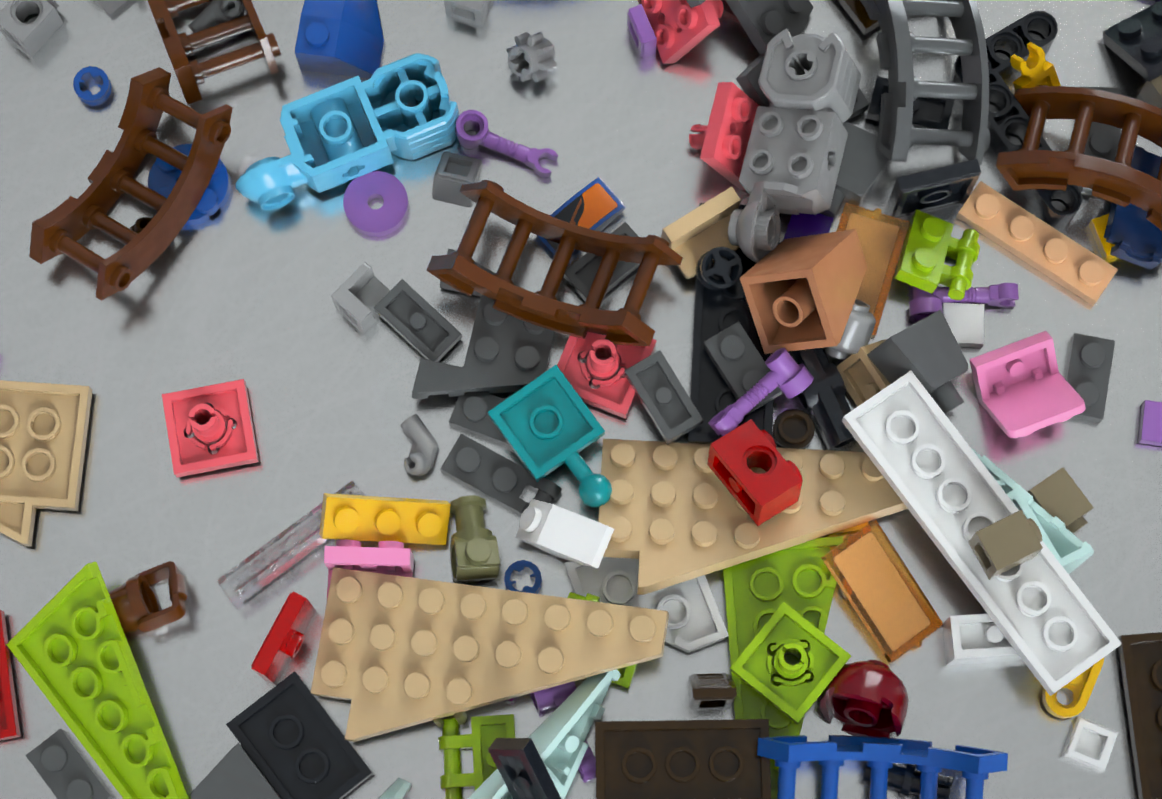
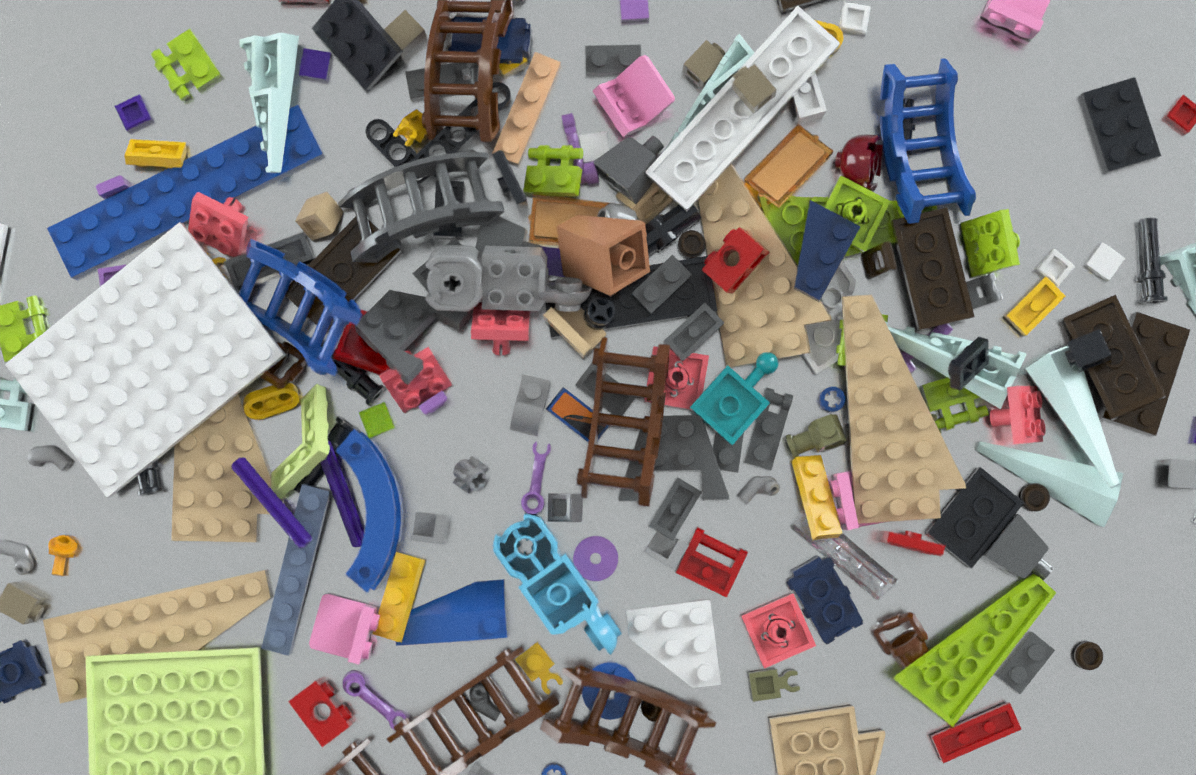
camera: 105 degrees left, 10 degrees up
(138, 396) = (767, 684): none -> olive plate
(234, 292) = (679, 638): none -> white plate
(238, 505) = (825, 598): none -> dark blue piece
(250, 95) = (536, 664): none -> yellow plate
(320, 347) = (708, 571): none -> red plate
(564, 533) = (801, 376): white slope -> none
(605, 153) = (529, 405): none -> light grey brick
(743, 600) = (822, 250): none -> dark blue wing
(783, 373) = (664, 254): medium lavender brick -> none

